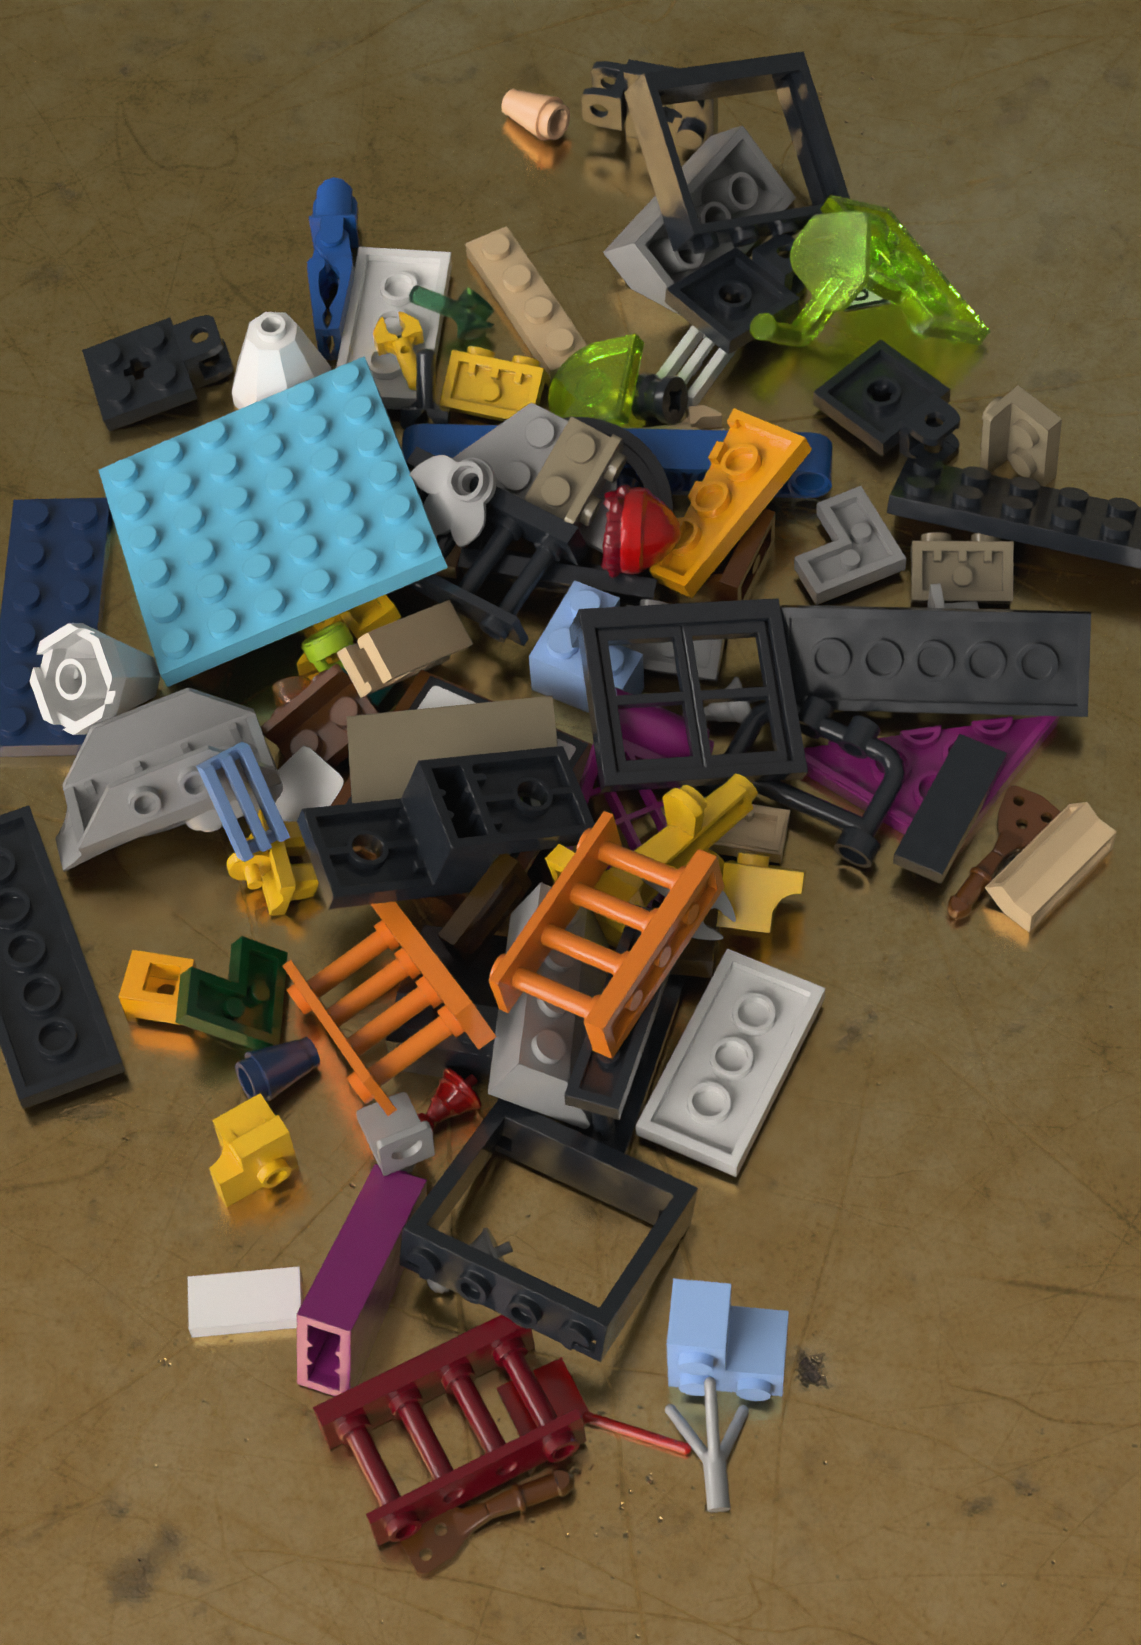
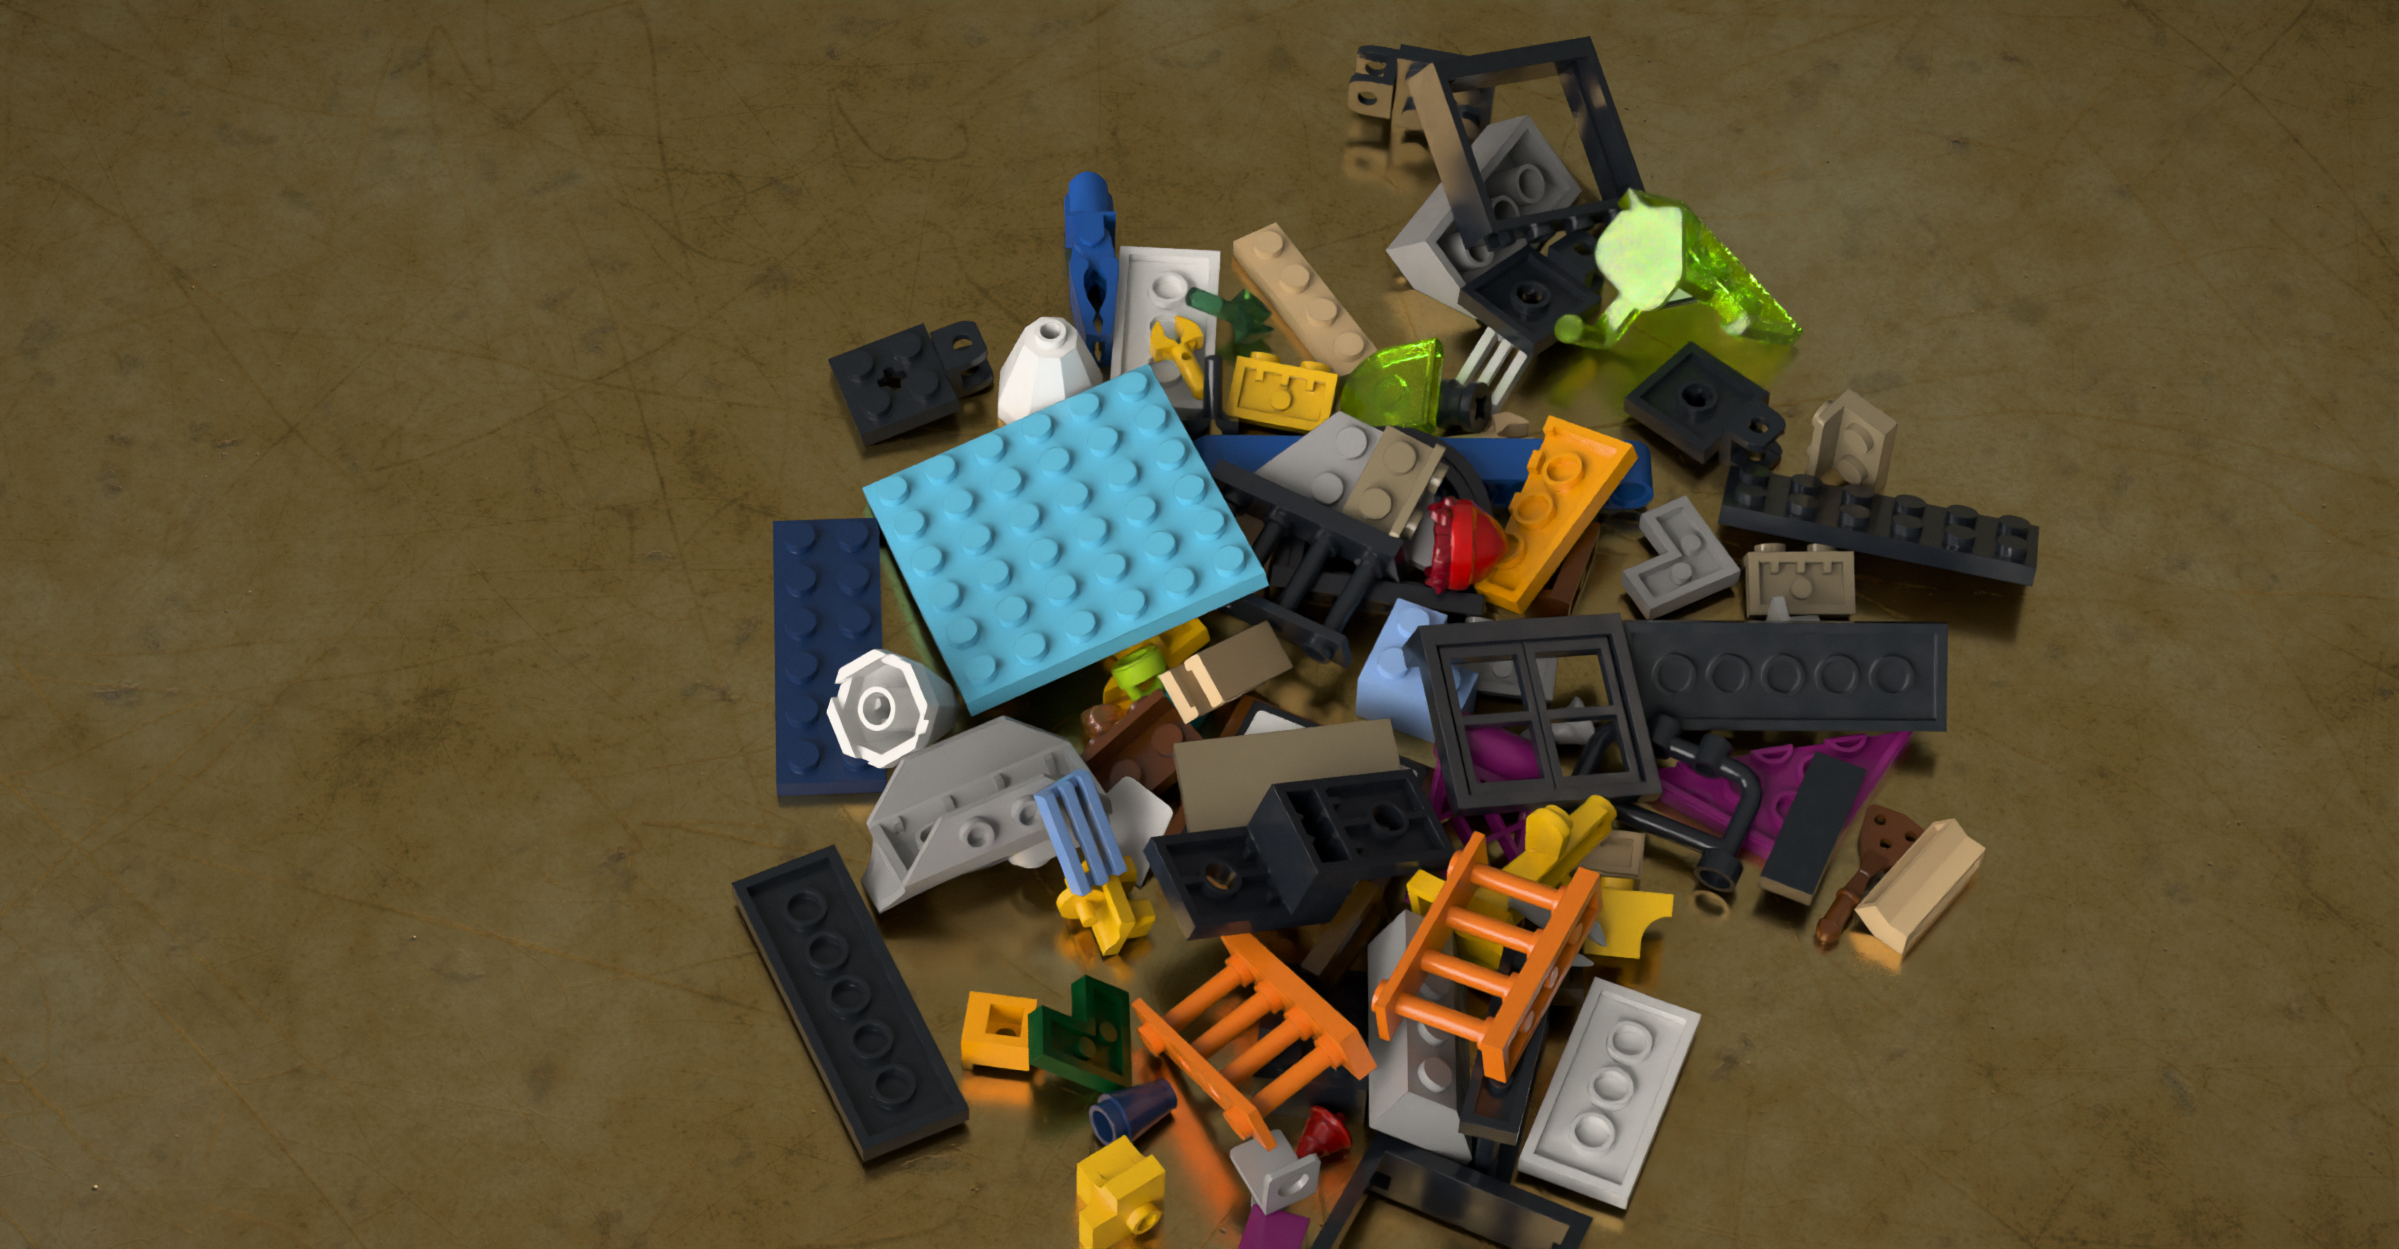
camera: 10 degrees left, 5 degrees down
(450, 501) = (1261, 509): light grey plate -> none
(538, 113) = (1295, 100): light nougat cone -> none

